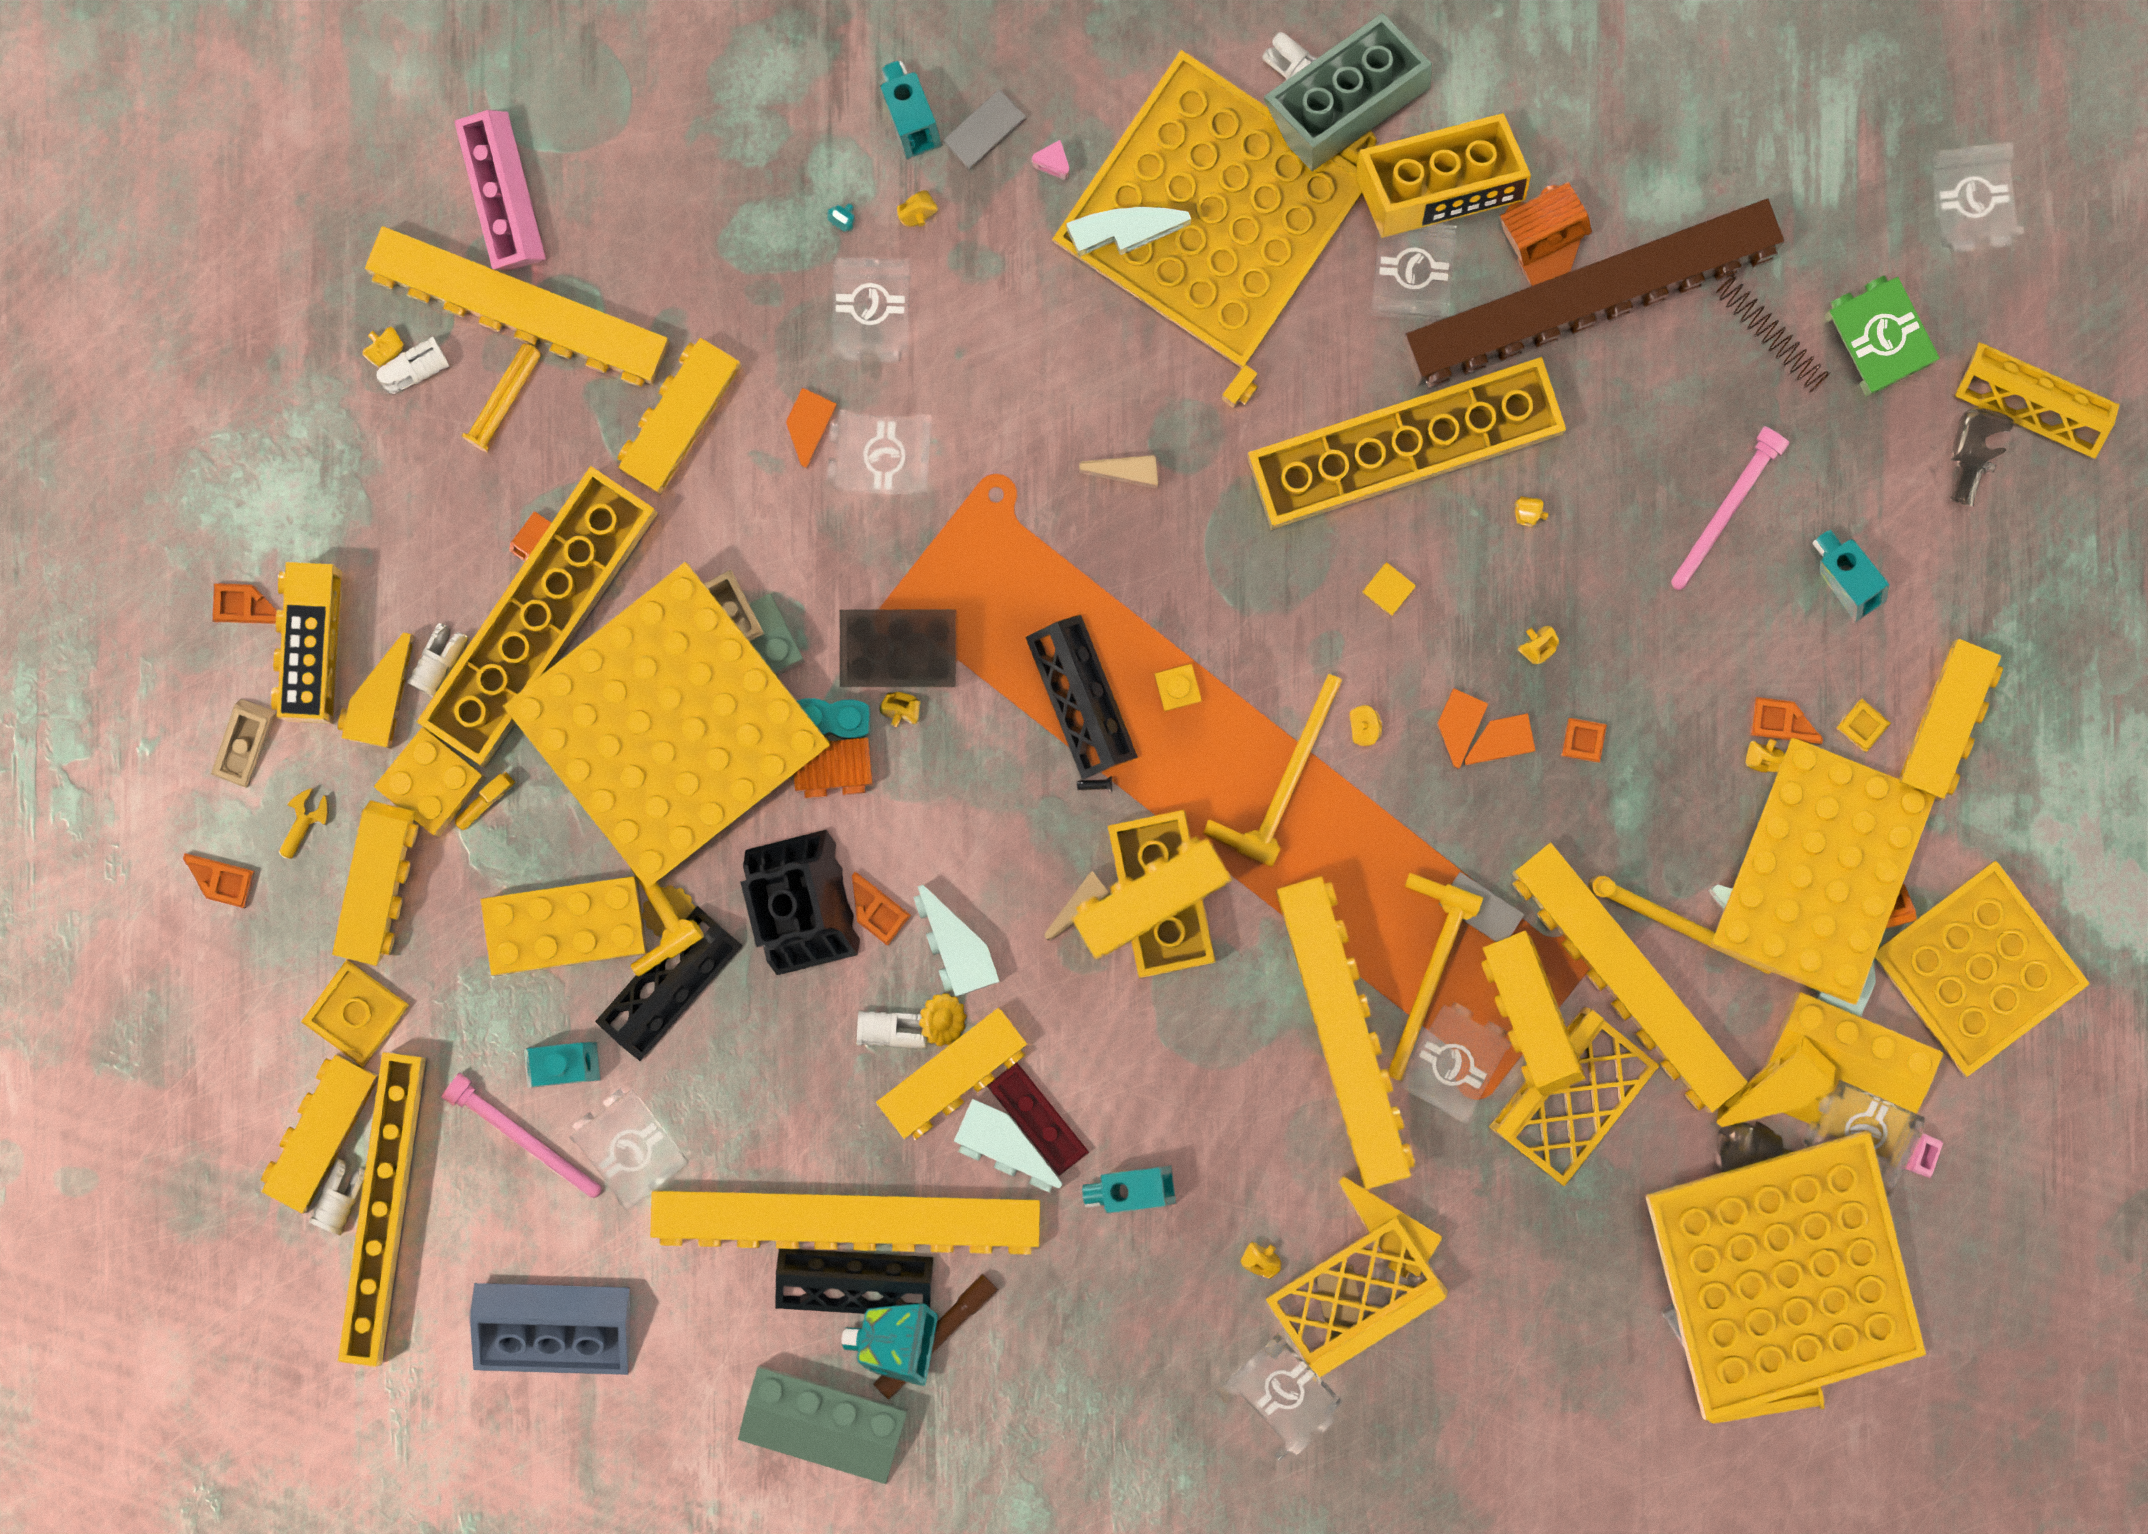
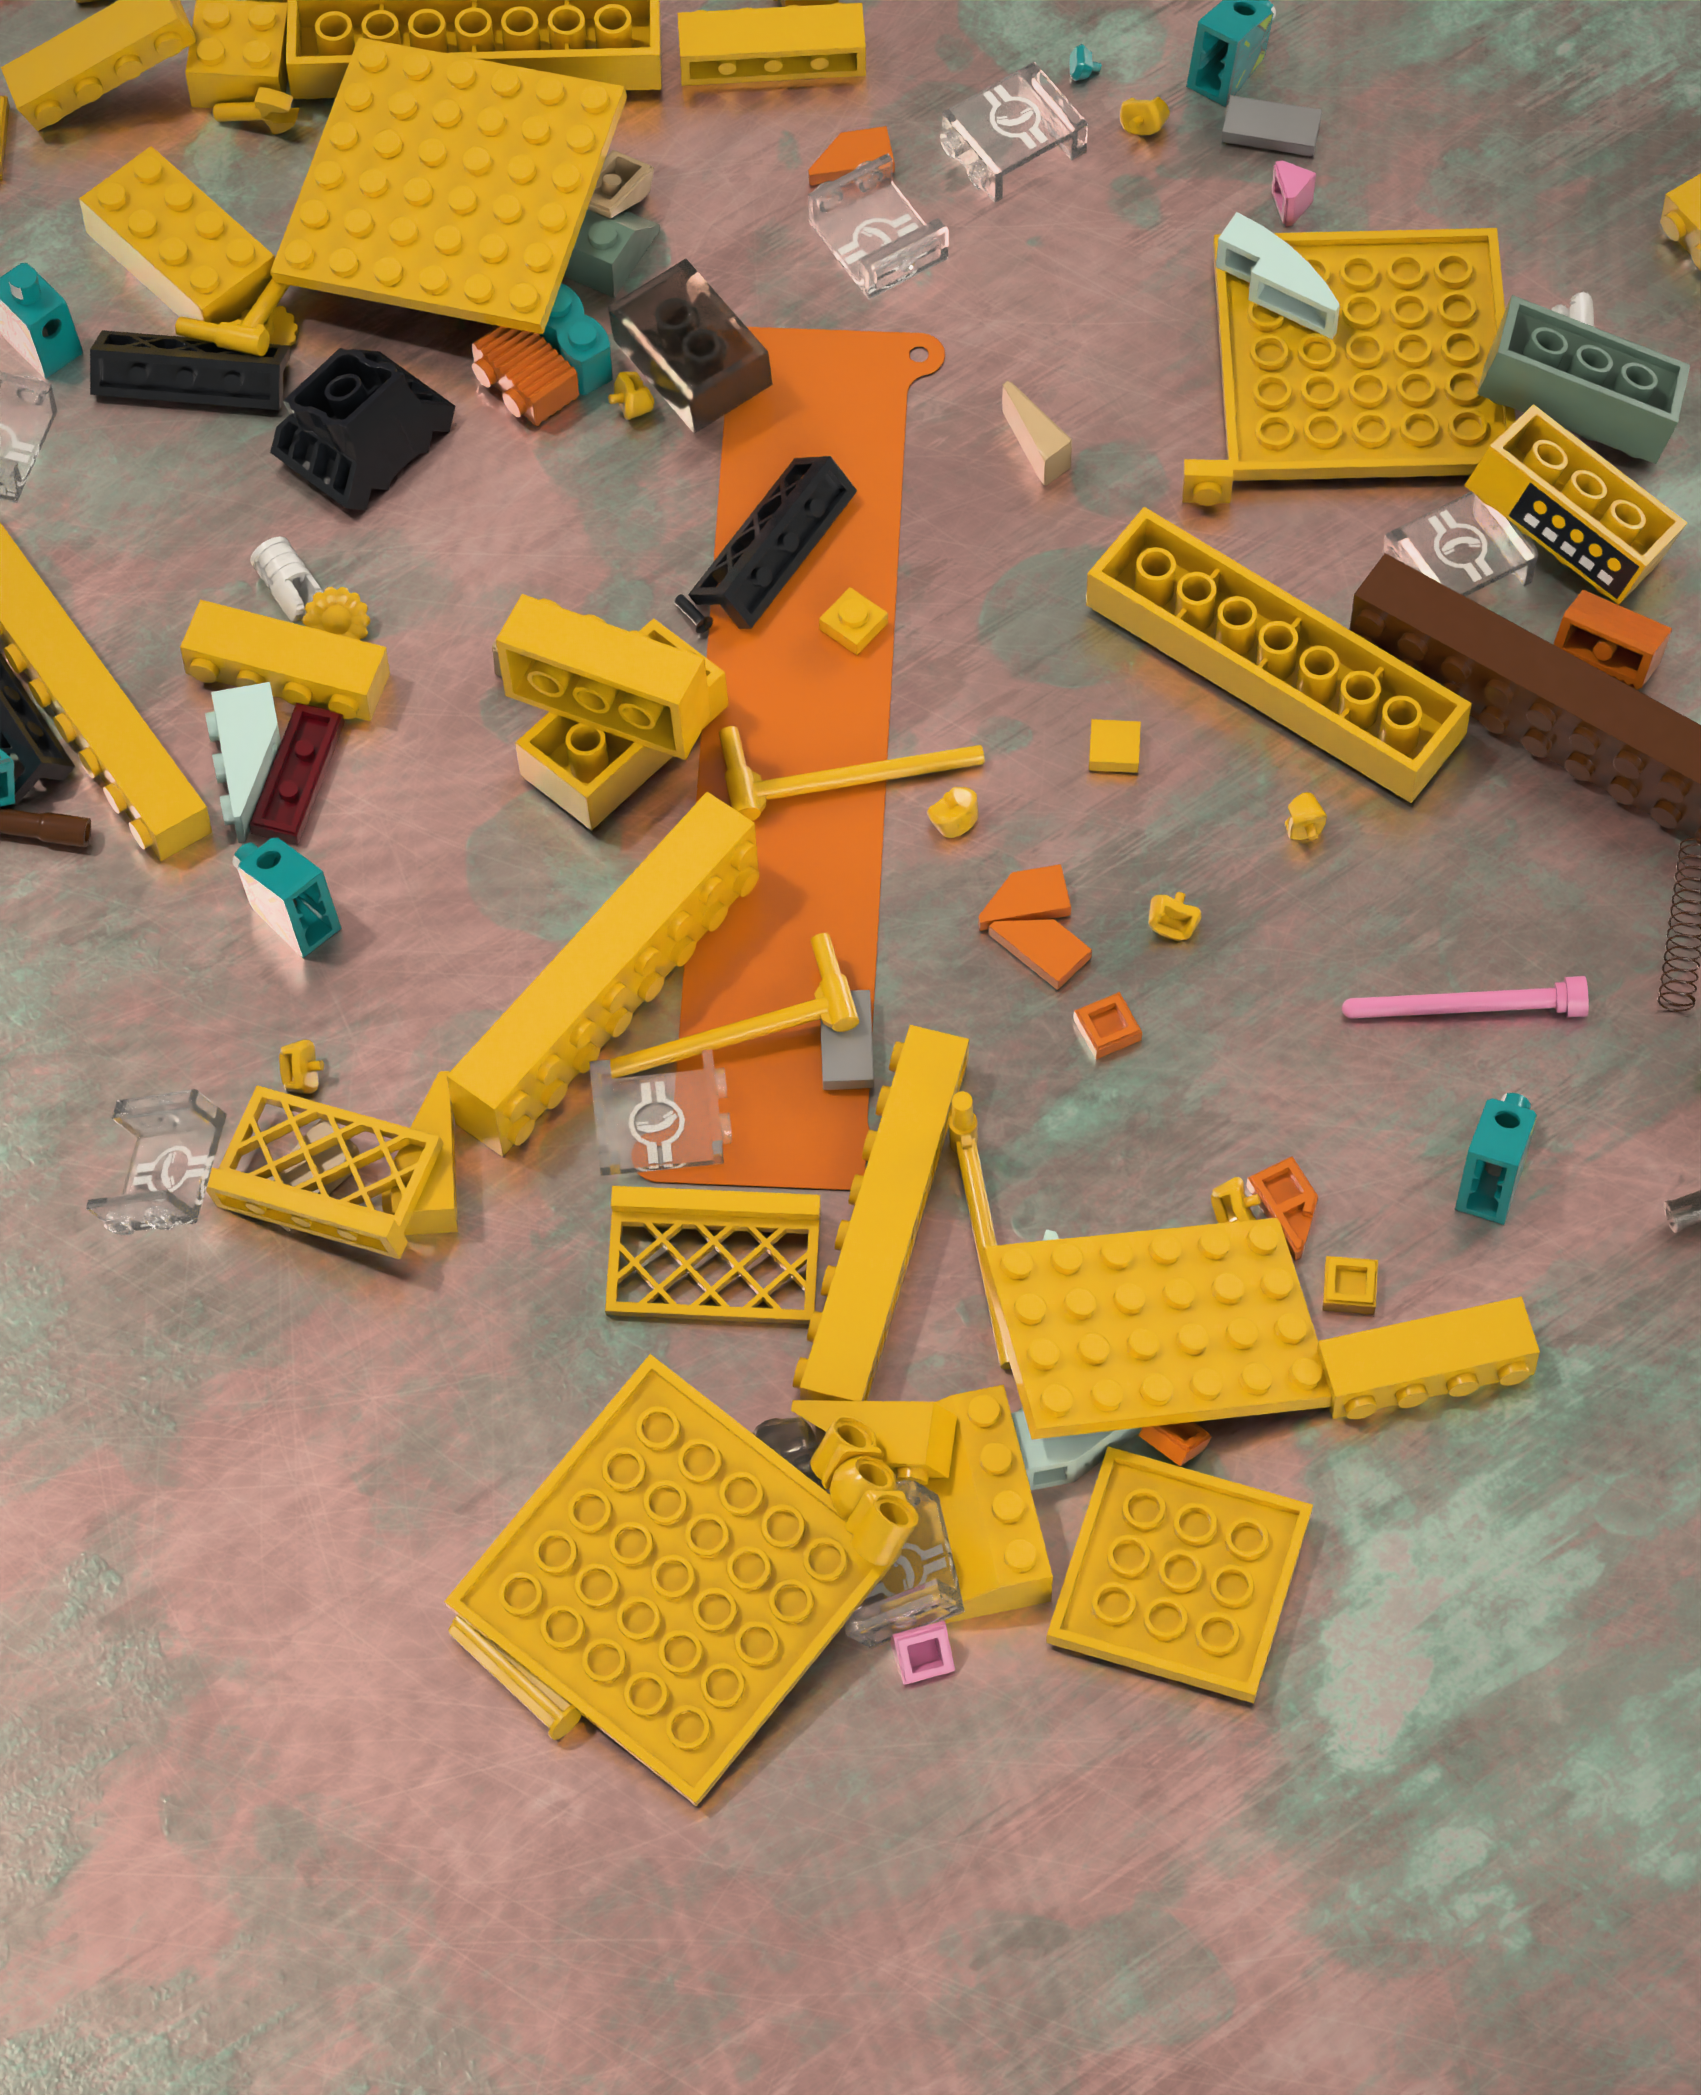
camera: 50 degrees right, 25 degrees down
(877, 911) = (406, 504): orange tile -> none
(963, 952) = (419, 594): light aqua slope -> none
(1533, 1013) = (769, 1137): yellow brick -> none
(1826, 1132) = (864, 1490): none -> yellow piece

